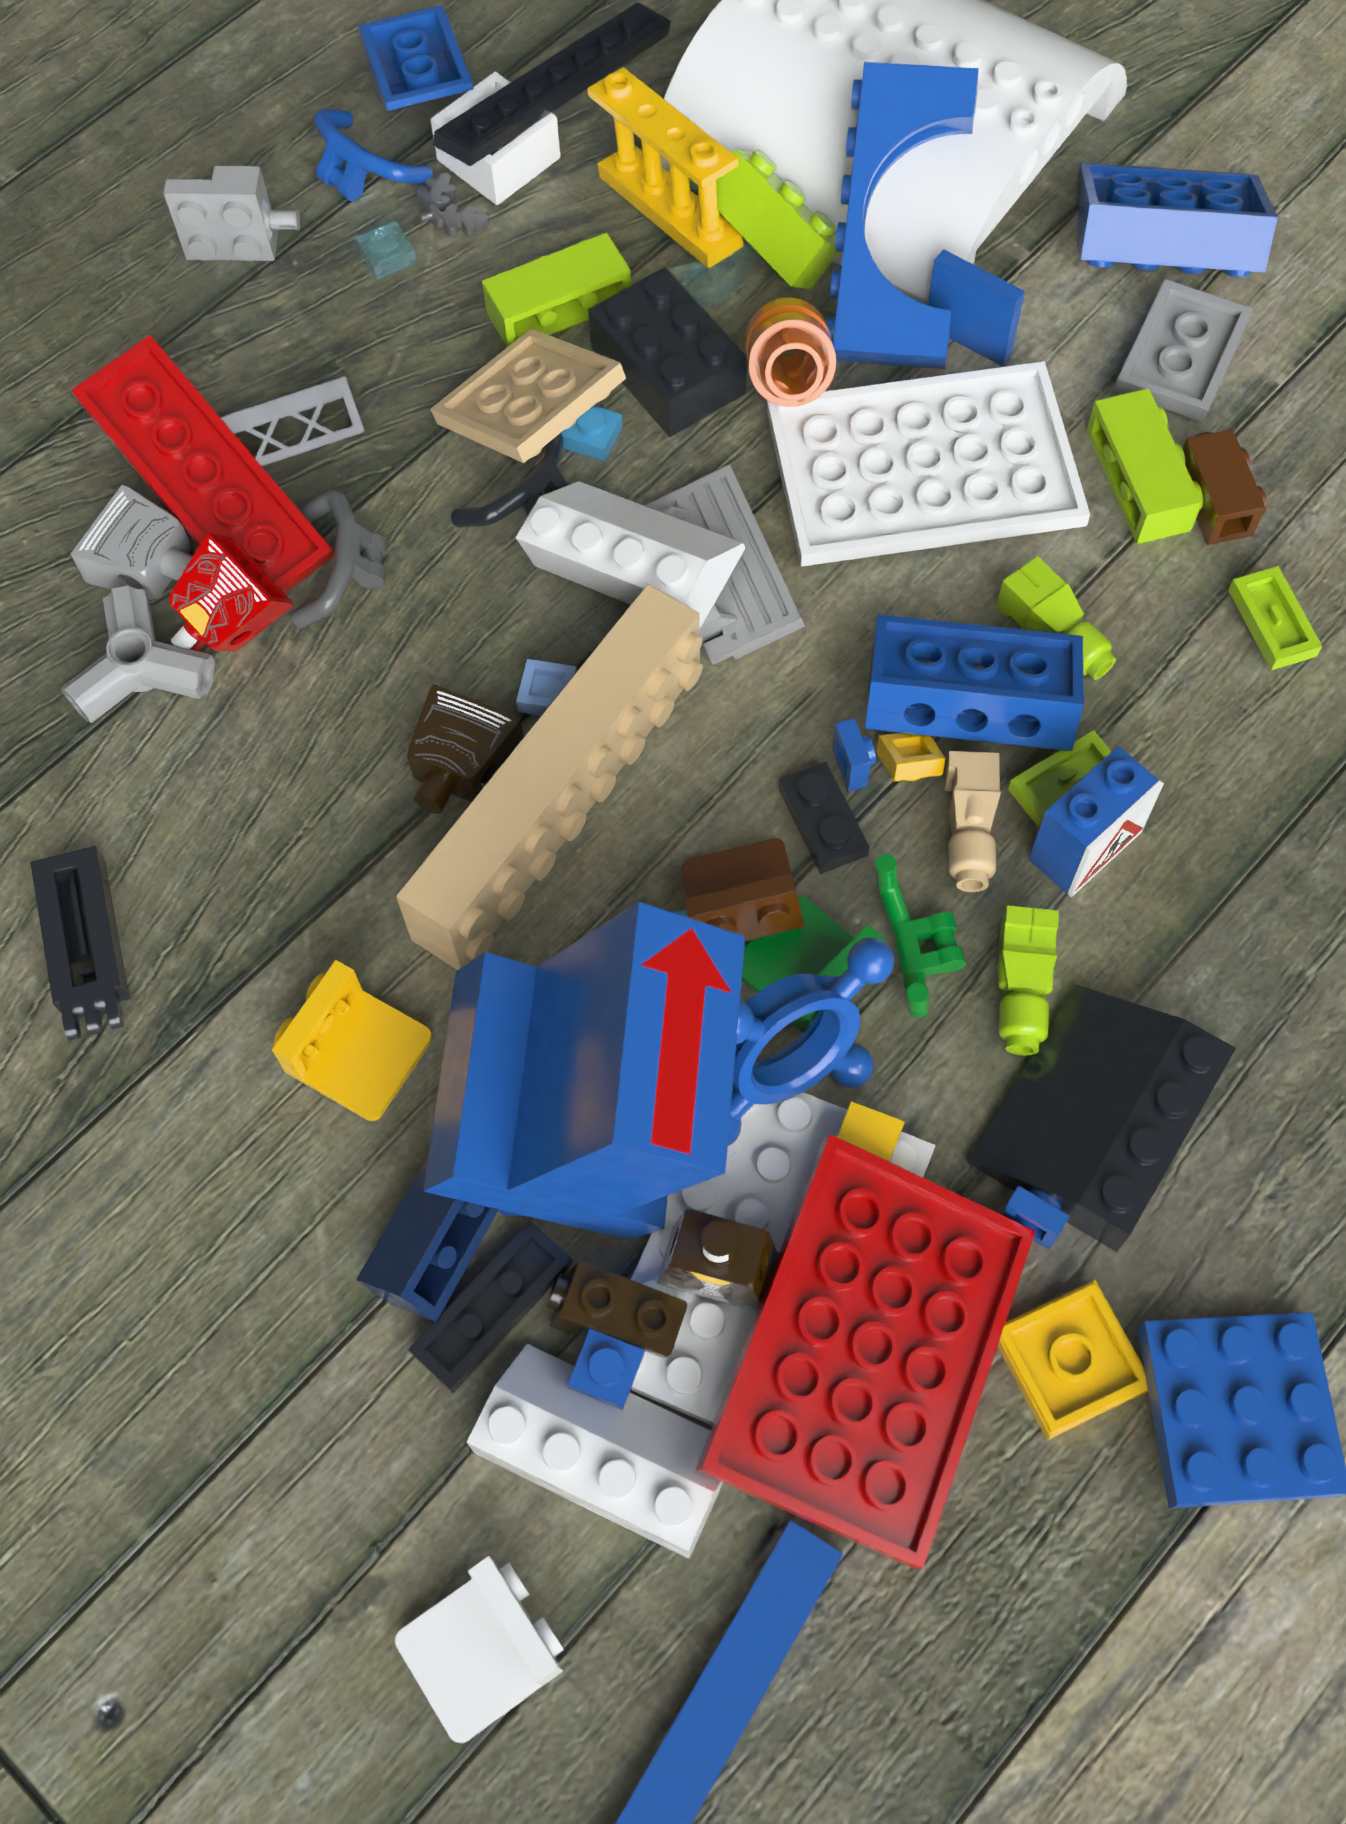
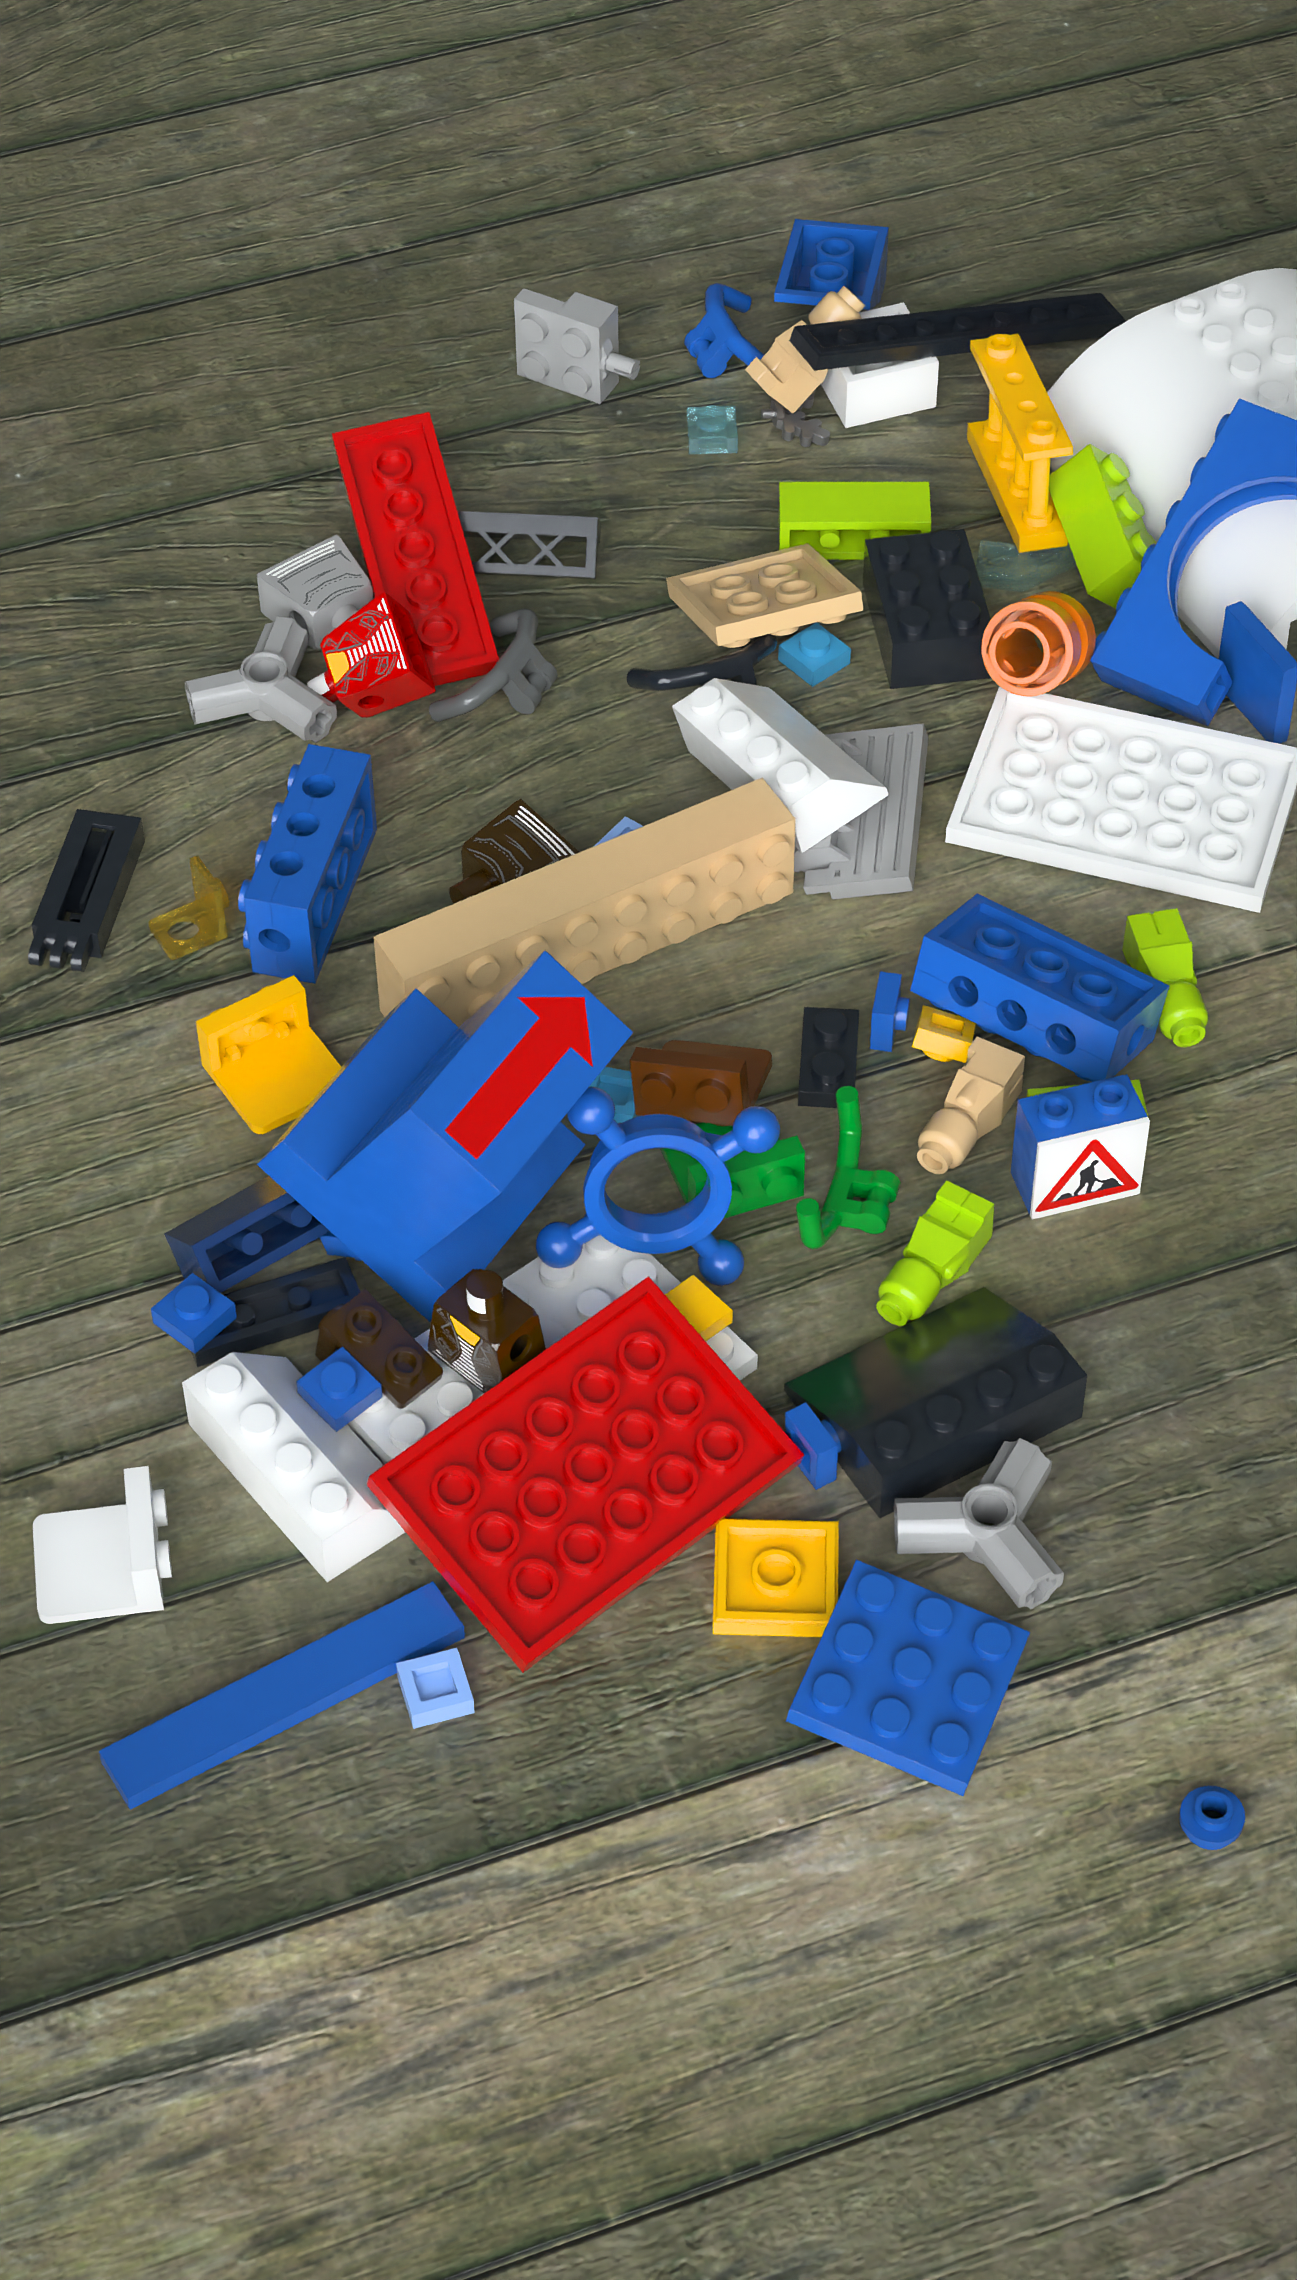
camera: 25 degrees right, 15 degrees down
(201, 909) = (205, 912): none -> clear yellow bracket
(279, 830) = (309, 863): none -> blue brick
(429, 170) = (783, 369): none -> tan piece
(429, 1351) = (193, 1313): none -> blue plate
(855, 1633) = (435, 1688): none -> light blue plate
(1192, 1239) = (1004, 1548): none -> light grey piece

